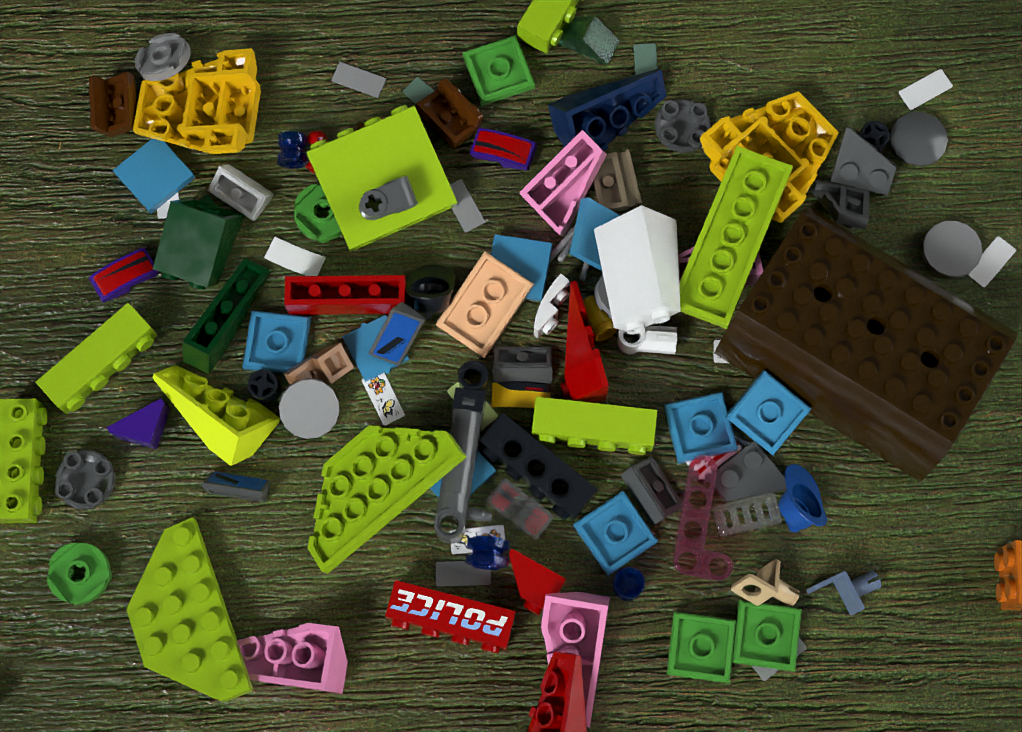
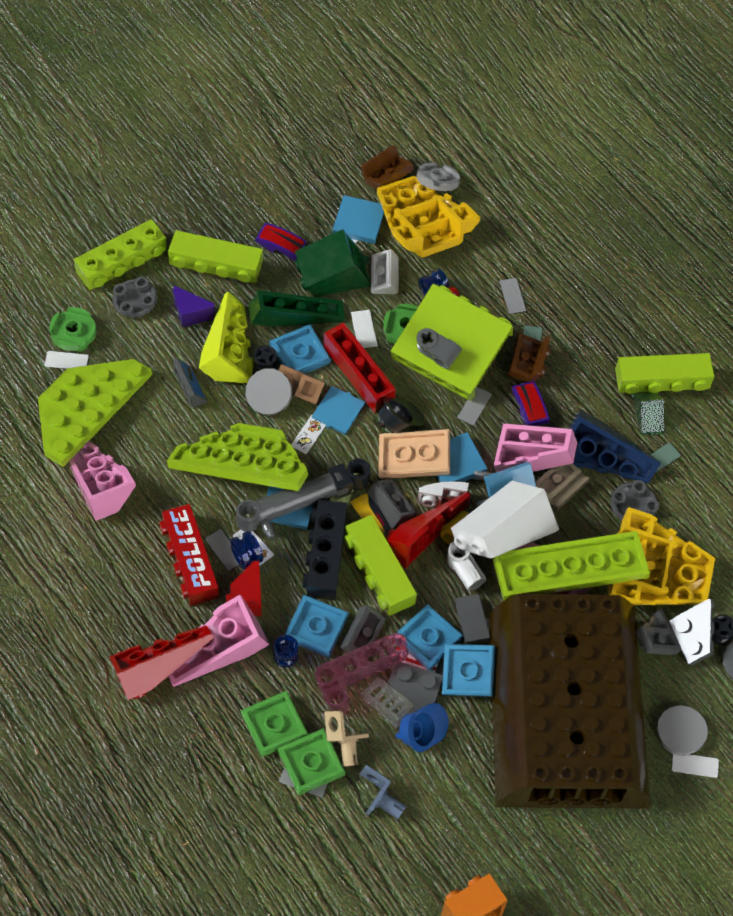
camera: 50 degrees right, 15 degrees down
(111, 603) = (65, 360): none -> white sticker
(397, 334) = (353, 409): slope -> none
(498, 70) = (583, 370): bright green plate -> none
(519, 508) = (291, 556): clear slope -> none
(709, 371) = (472, 619): none -> dark grey tile

